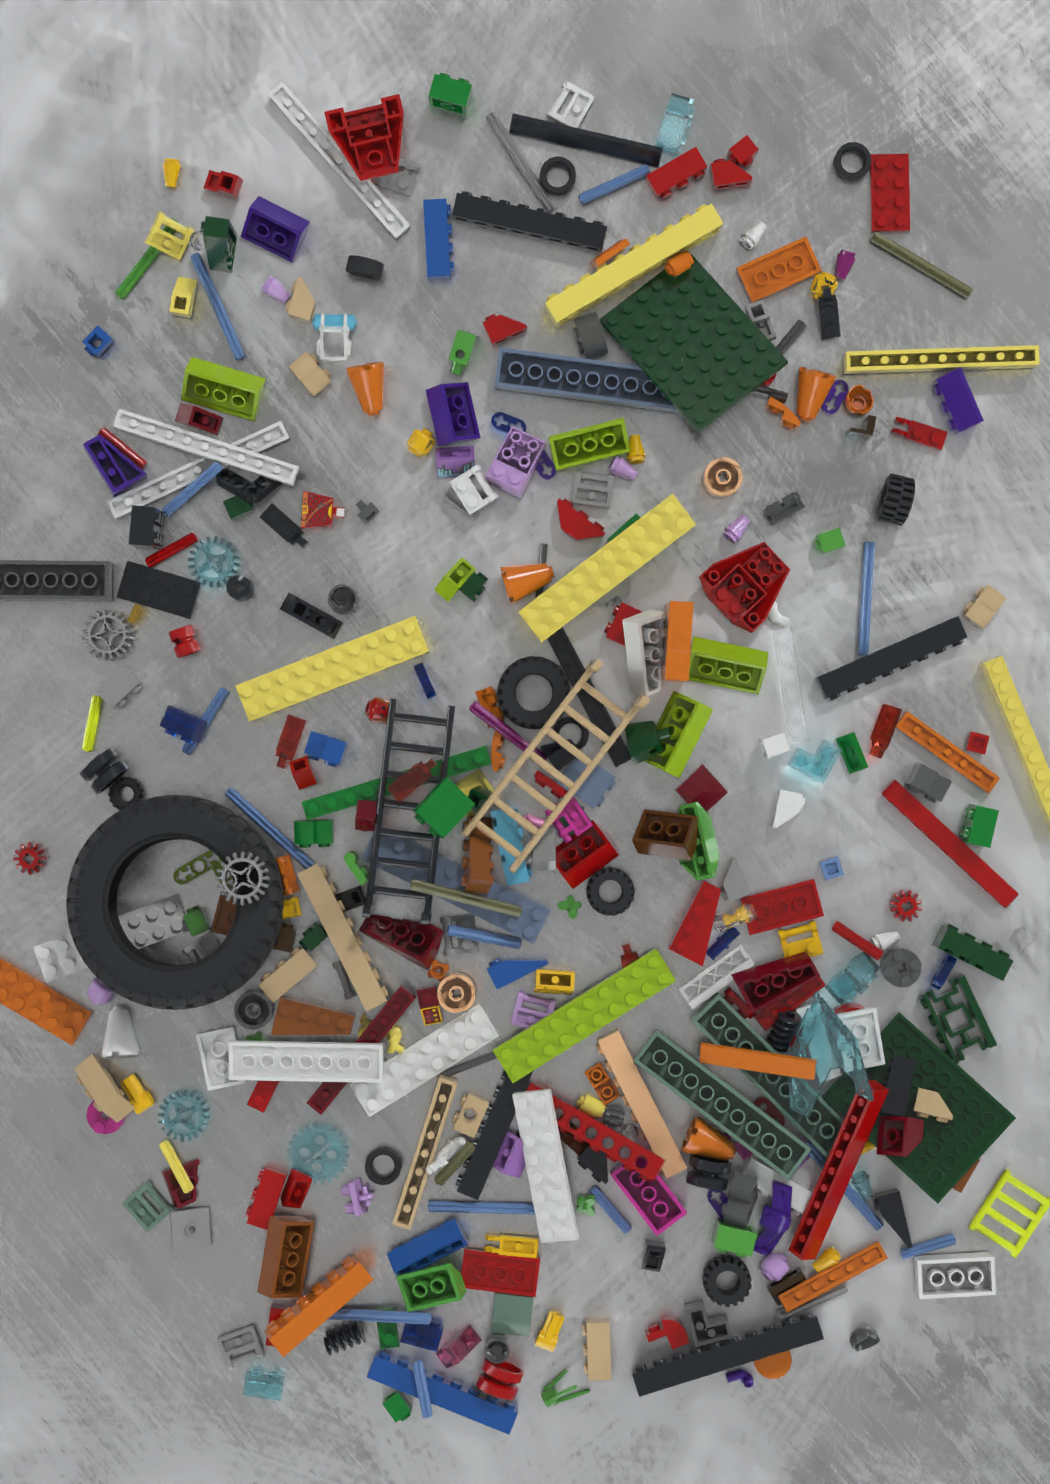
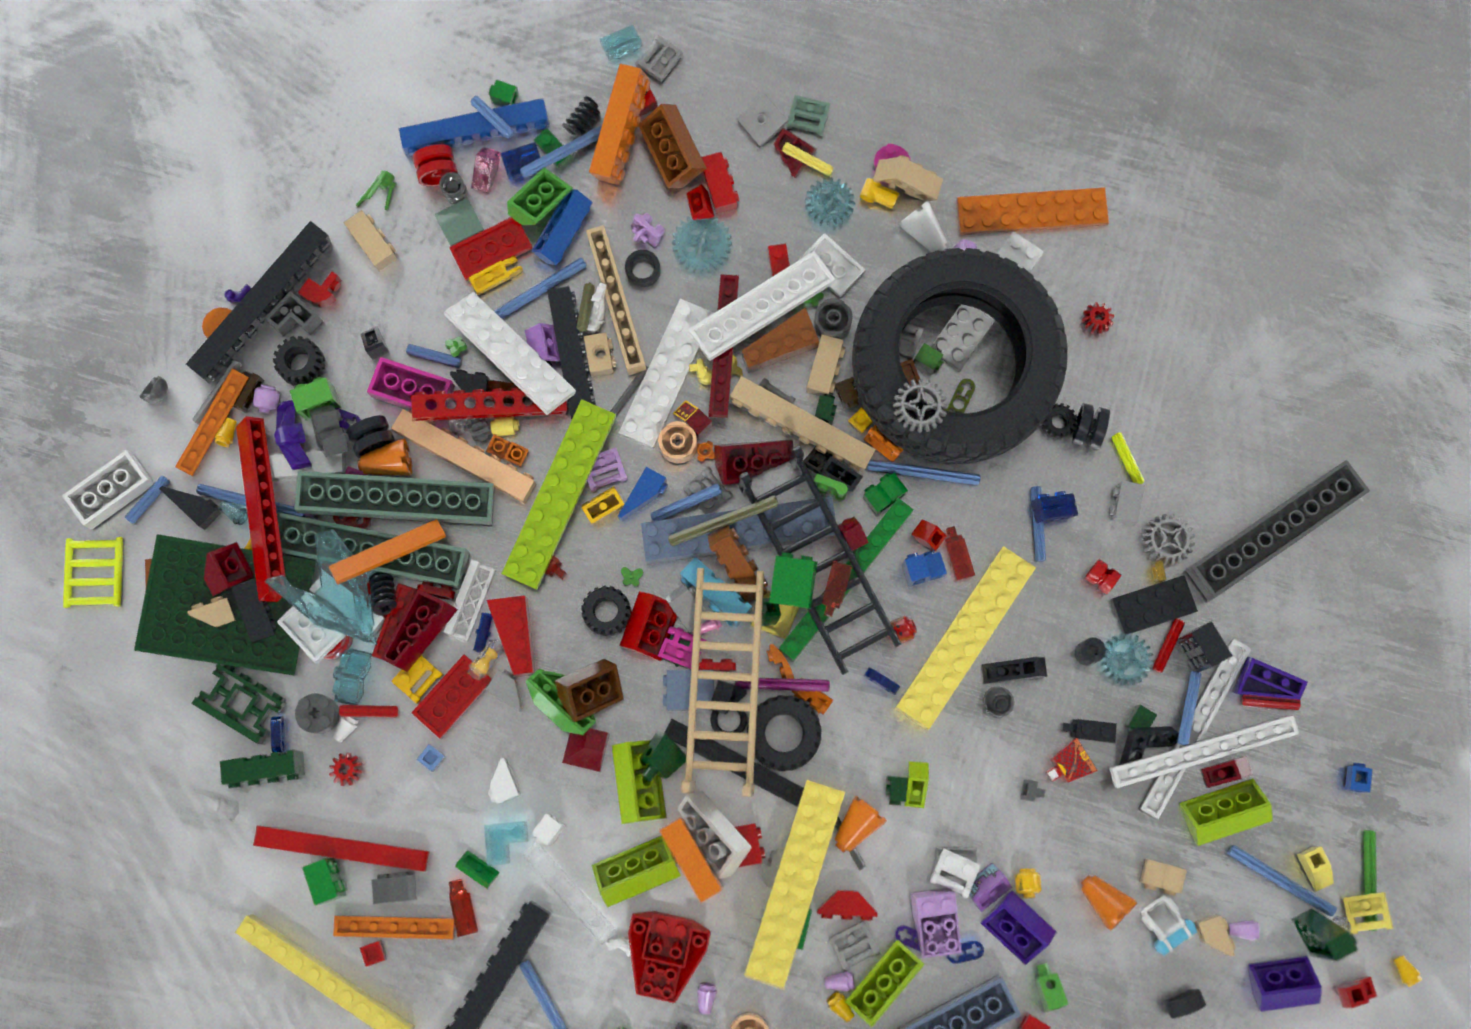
camera: 150 degrees right, 10 degrees down
(340, 872) = (838, 471): none -> black slope
(548, 1335) = (418, 226): yellow piece -> none

